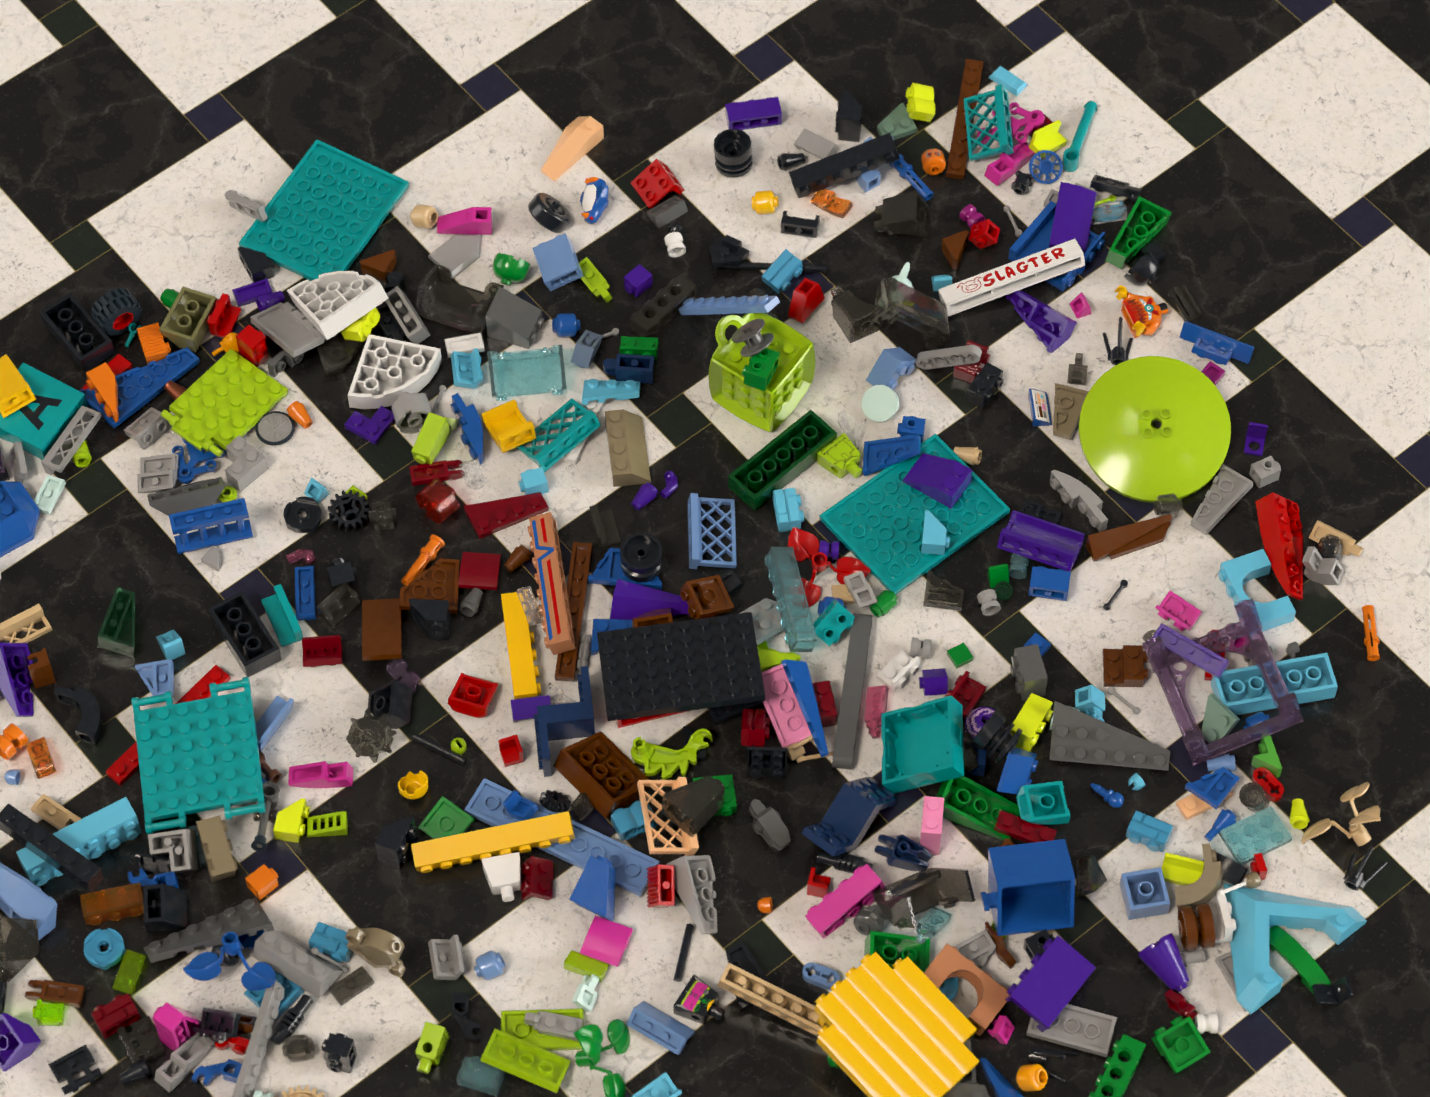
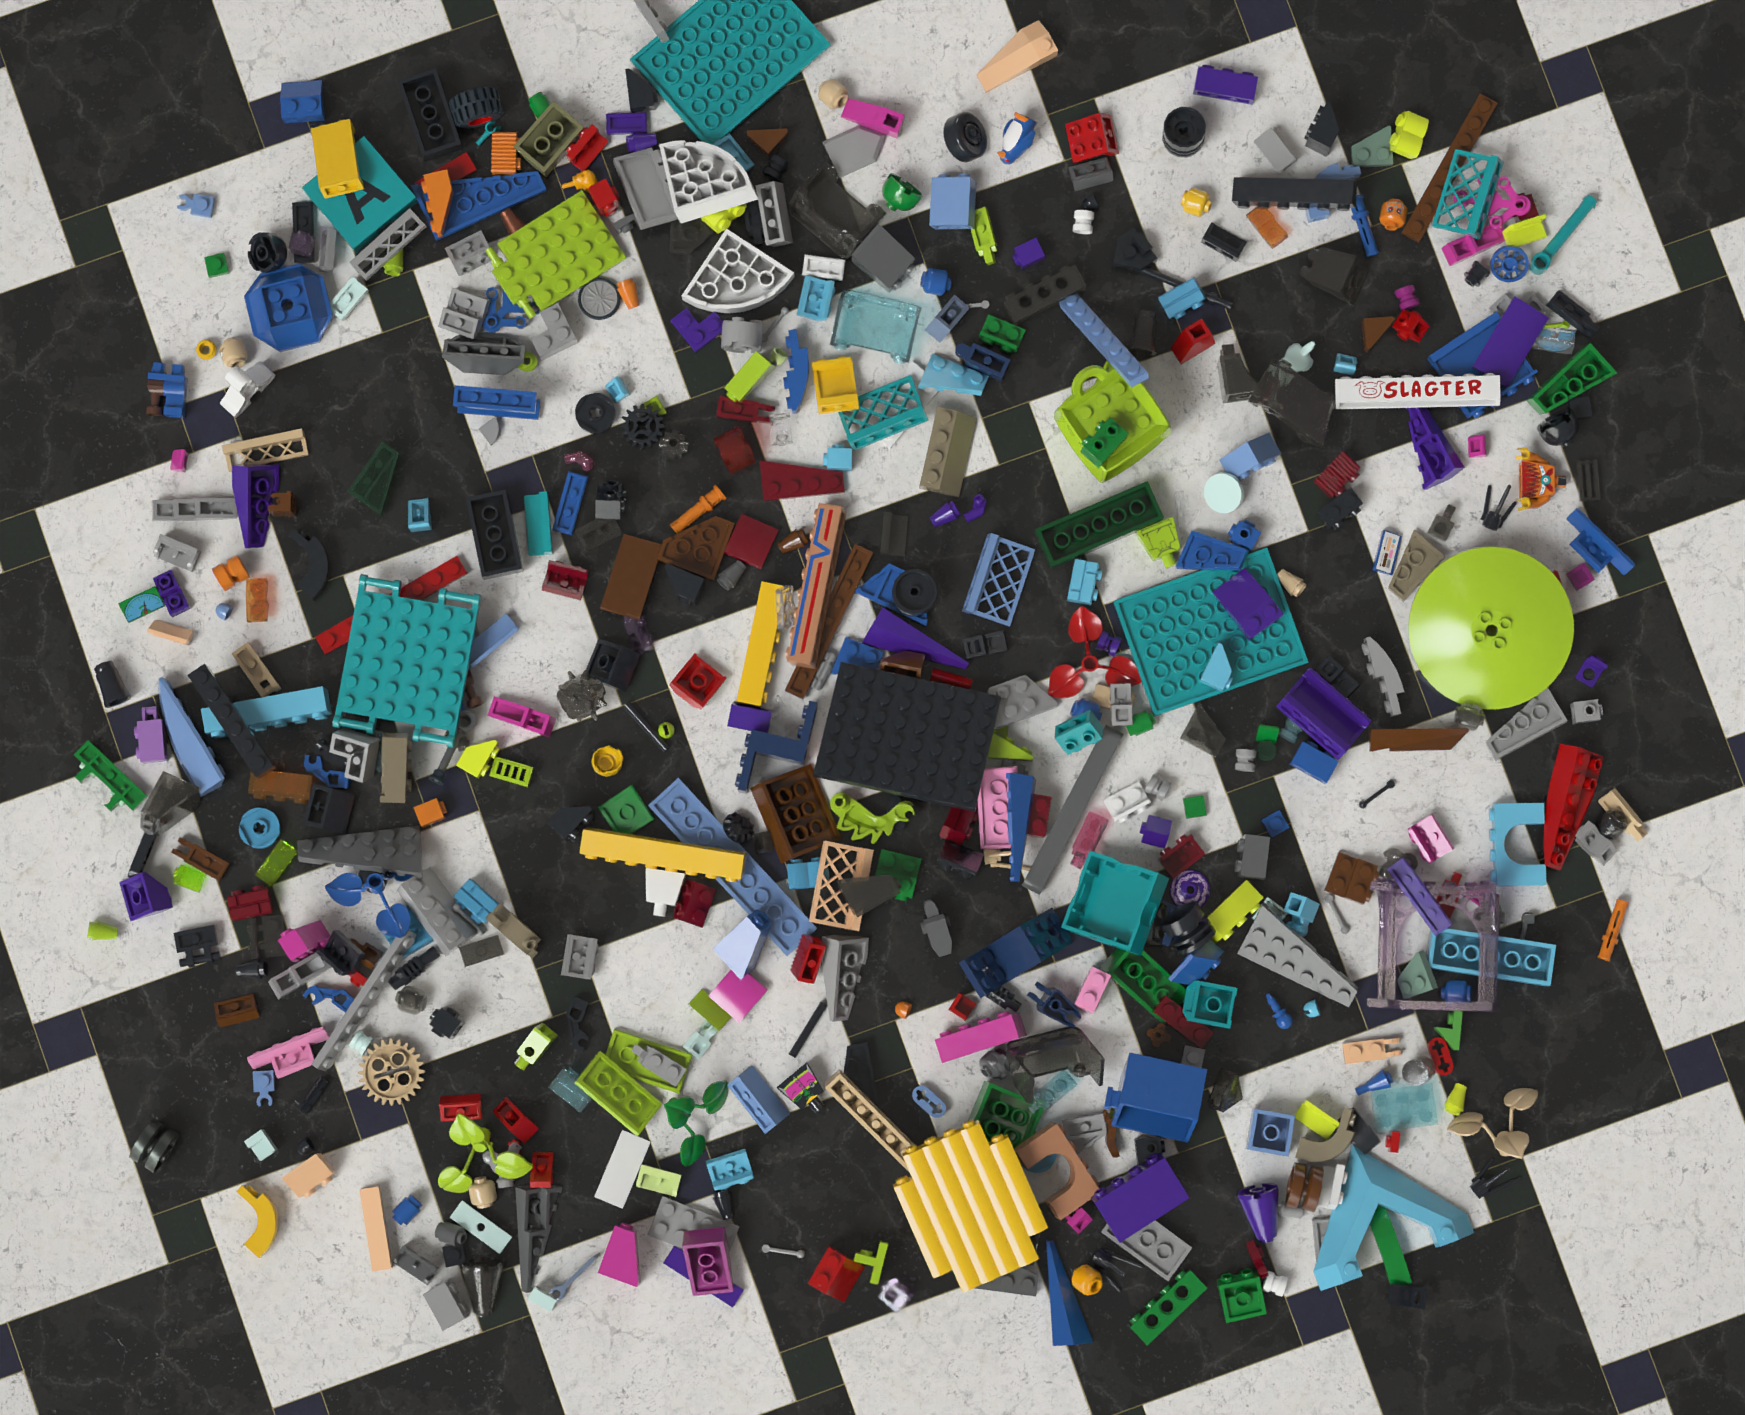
camera: 20 degrees right, 25 degrees up
(158, 676) = (396, 551): medium blue wing -> none
(489, 965) = (618, 979): medium blue head -> none
(511, 750) = (714, 757): red panel -> none
(519, 807) = (701, 827): blue bracket -> none
(706, 597) = (964, 659): reddish brown plate -> none
(753, 339) = (1106, 408): dark grey piece -> none
(789, 160) = (1242, 158): black cone -> none
(791, 599) = (1047, 692): clear light blue brick -> none
(967, 355) = (1313, 467): light grey beam -> none
(1008, 80) = (1515, 135): medium azure tile -> none
(1018, 232) = (1449, 331): light grey hinge -> none
(1149, 831) = (1302, 1067): dark azure brick -> none
(1213, 787) = (1383, 1046): blue wing -> none
(1226, 761) = (1405, 1020): medium blue cone -> none
(1250, 880) = (1379, 1154): dark tan hinge -> none

